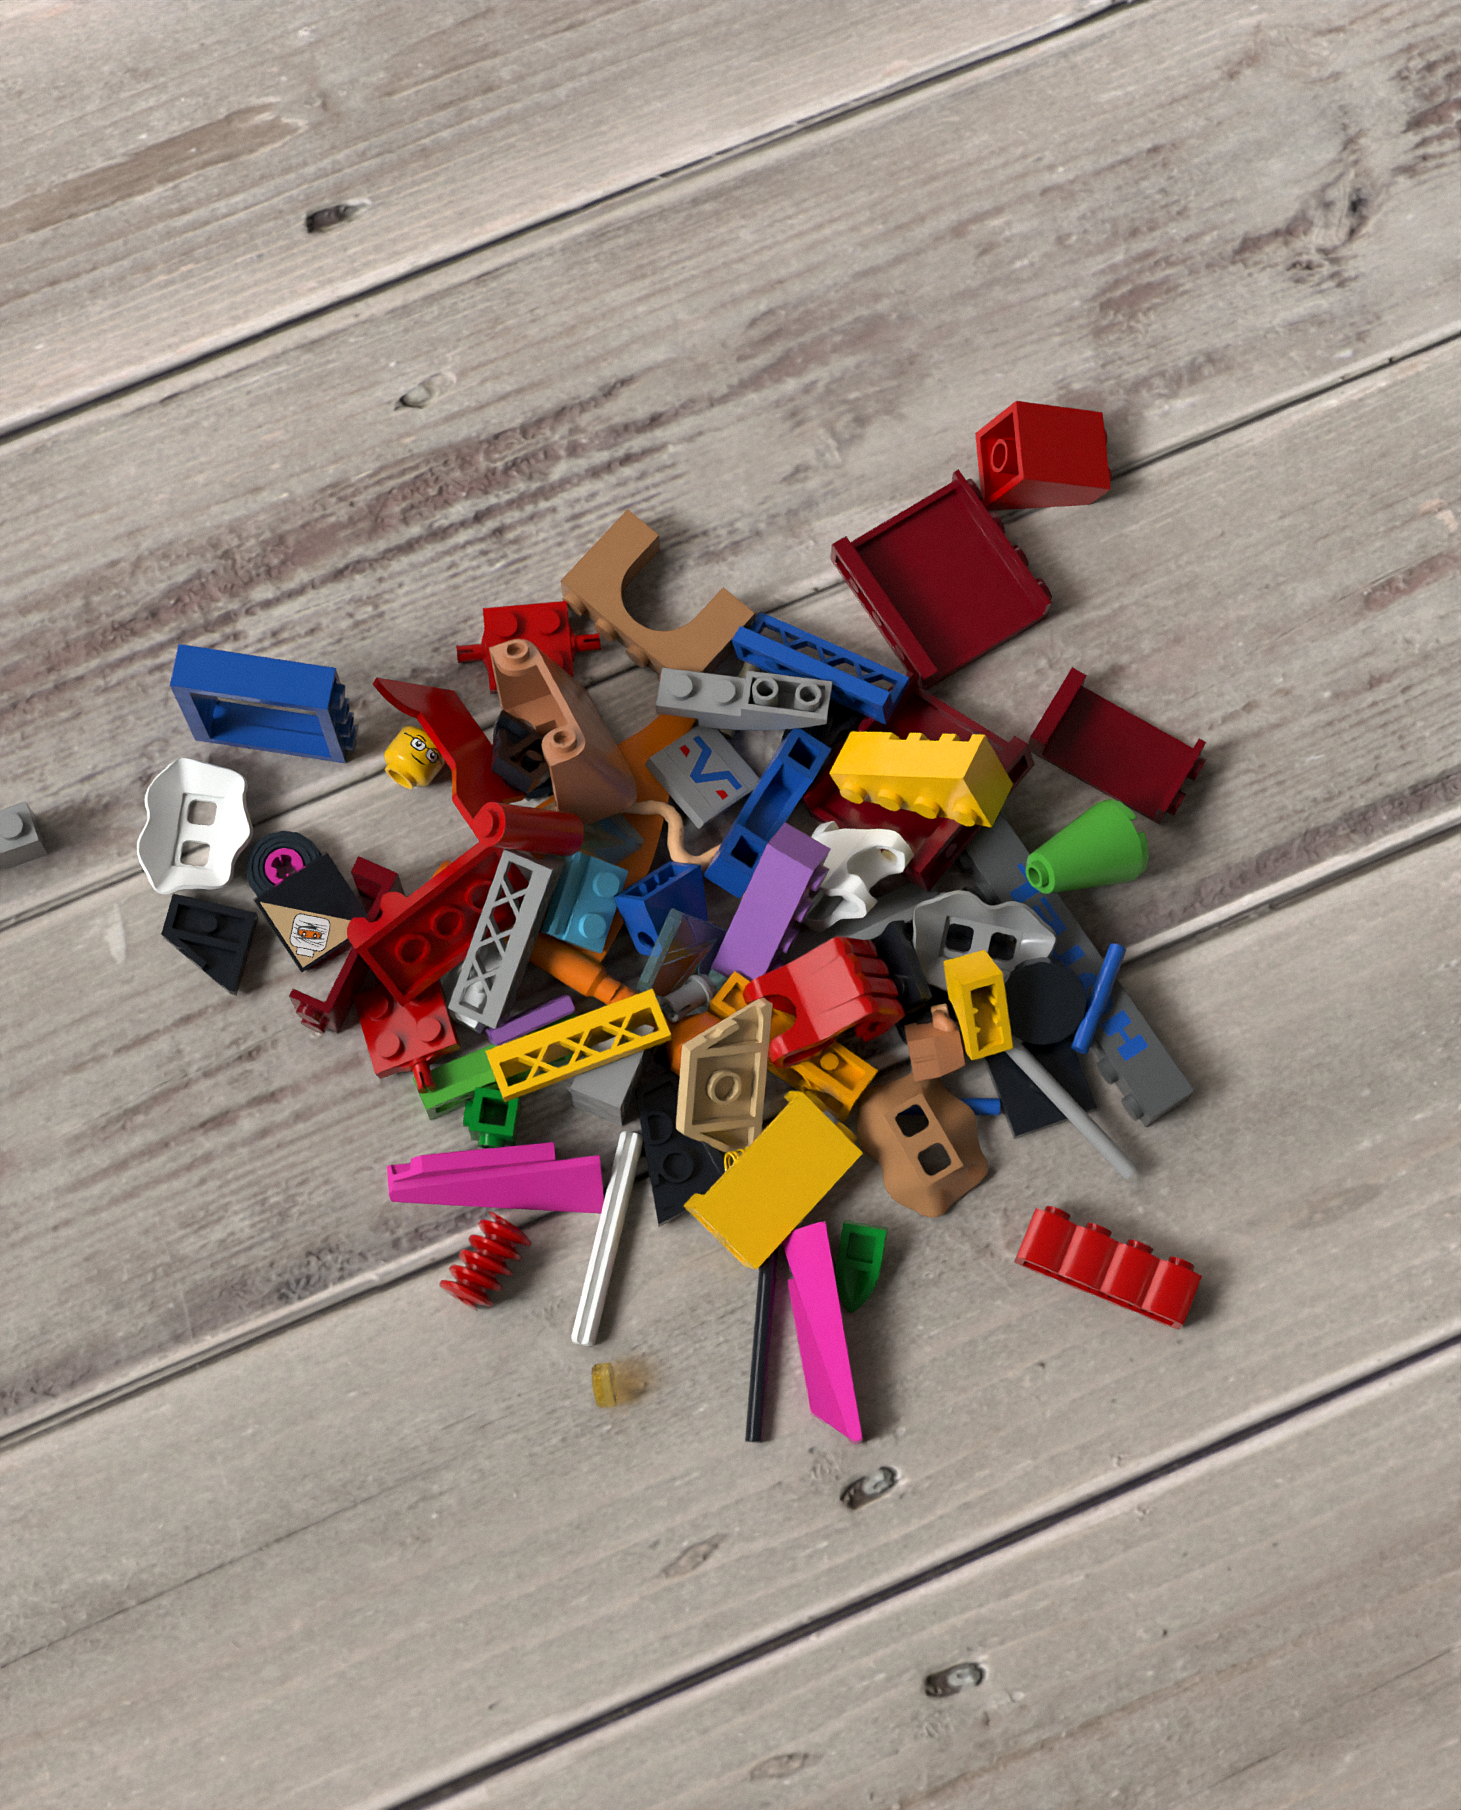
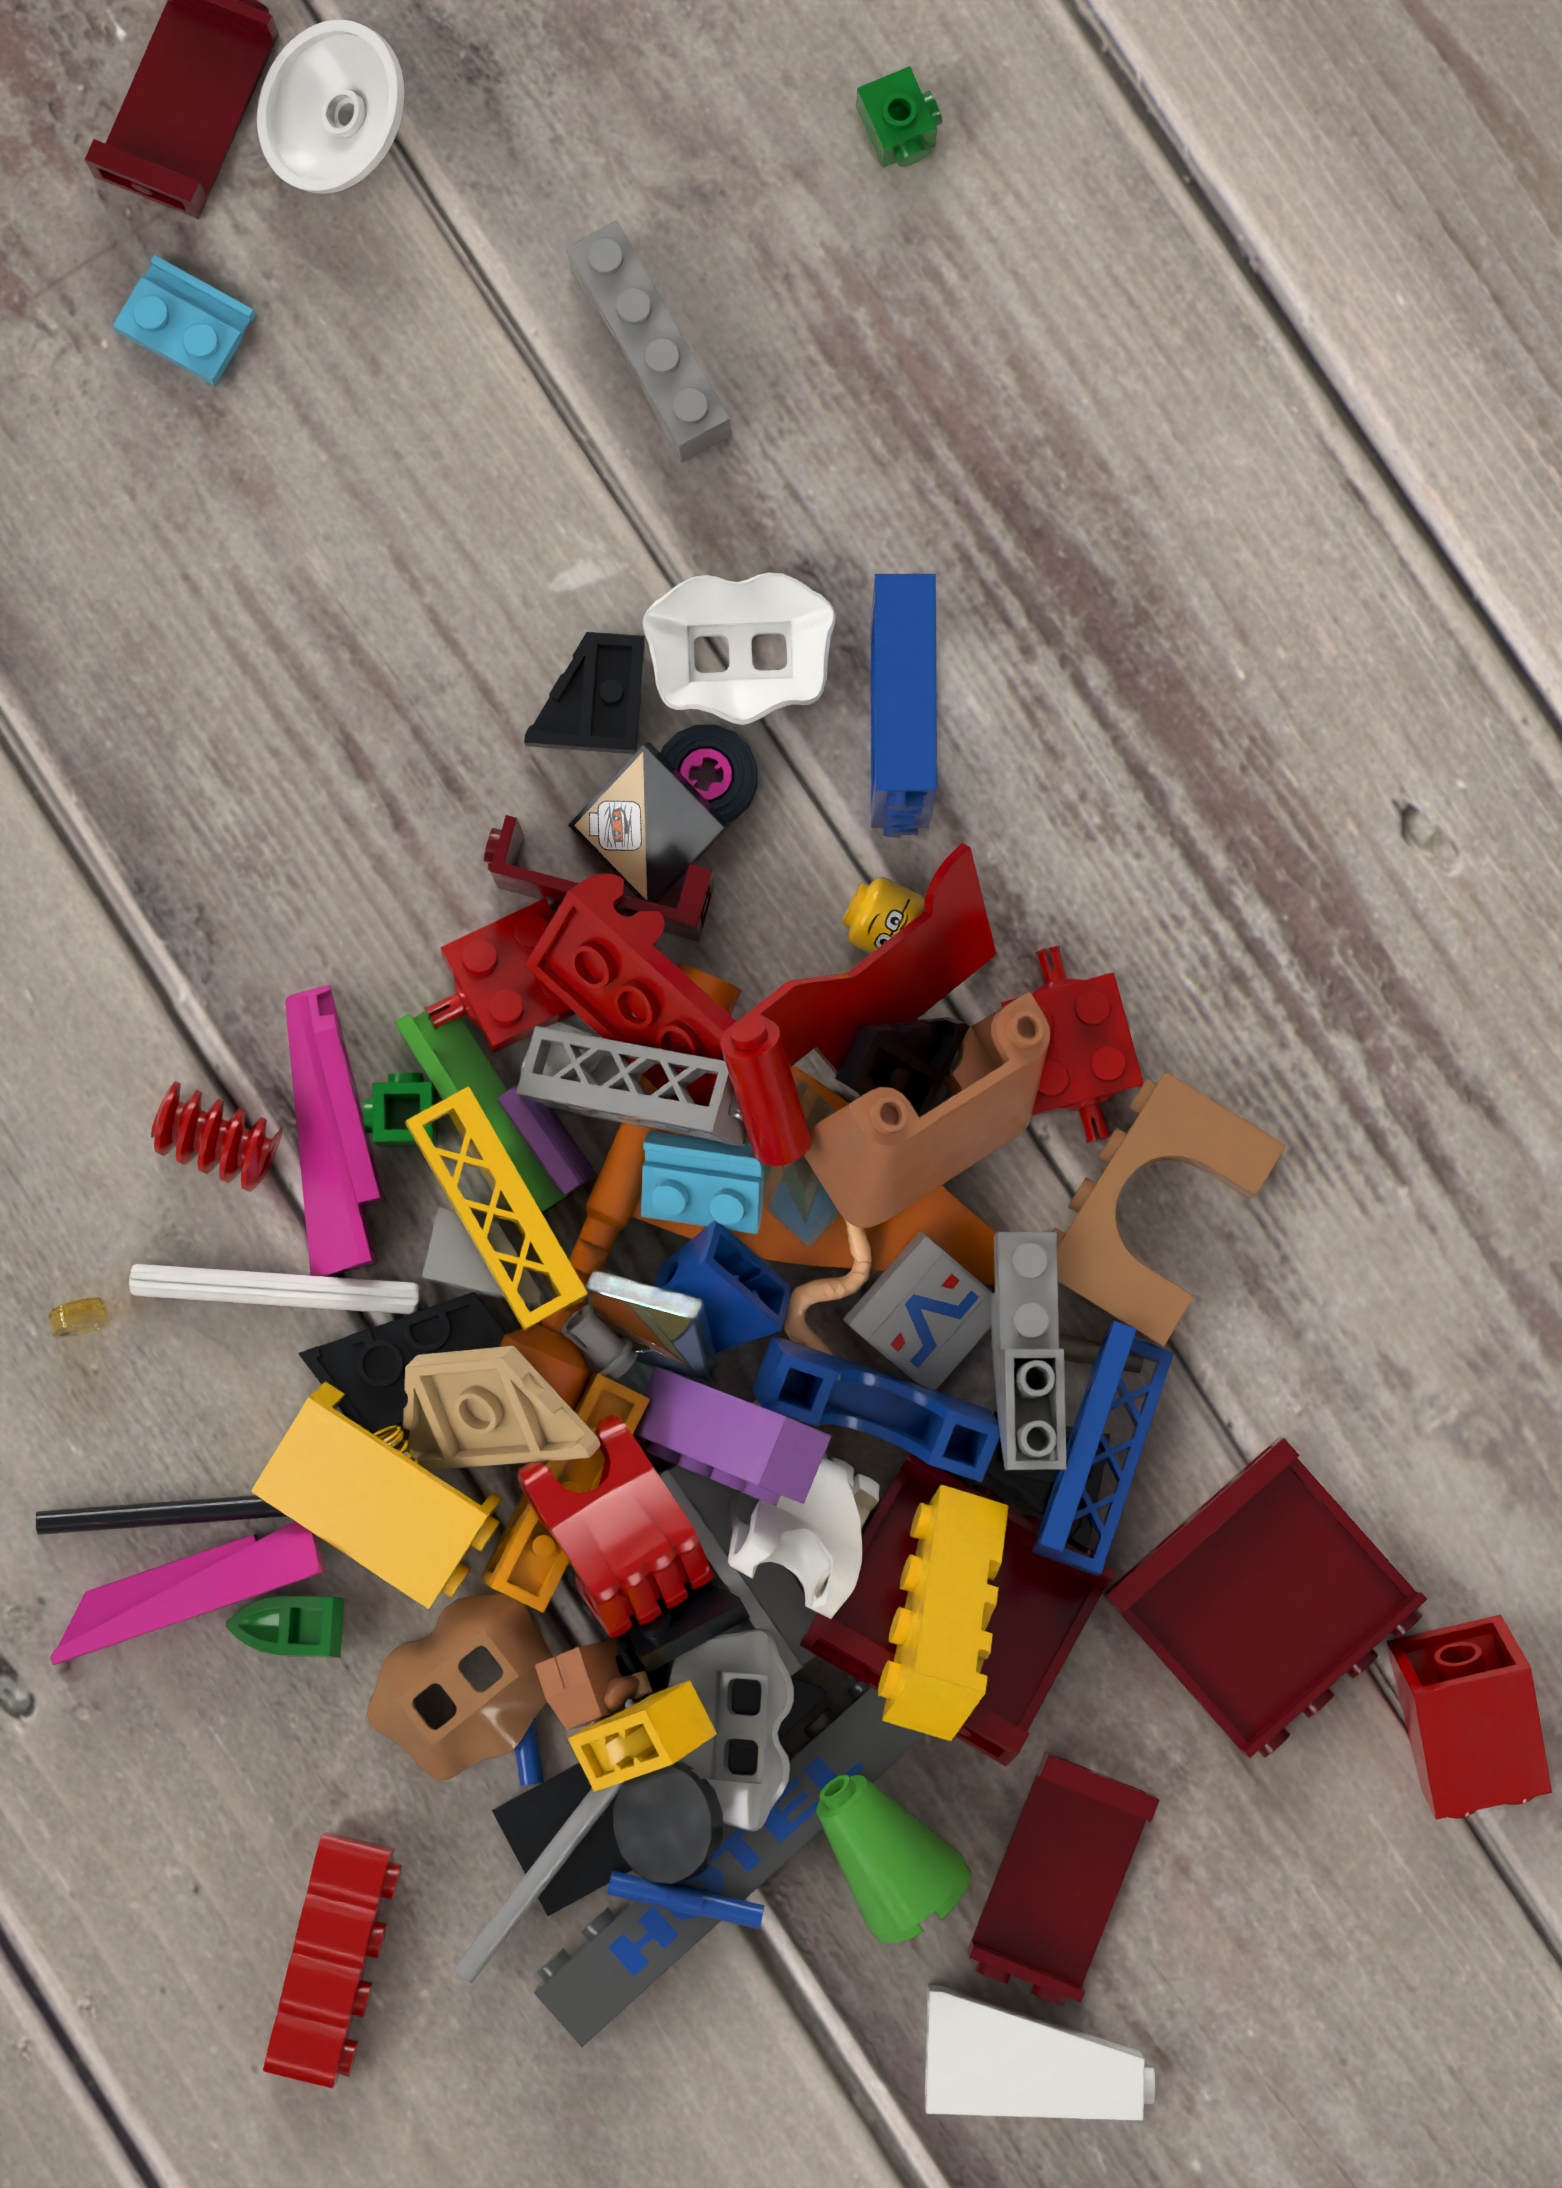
camera: 85 degrees right, 10 degrees up
(1243, 801) = (1023, 2066): none -> white slope

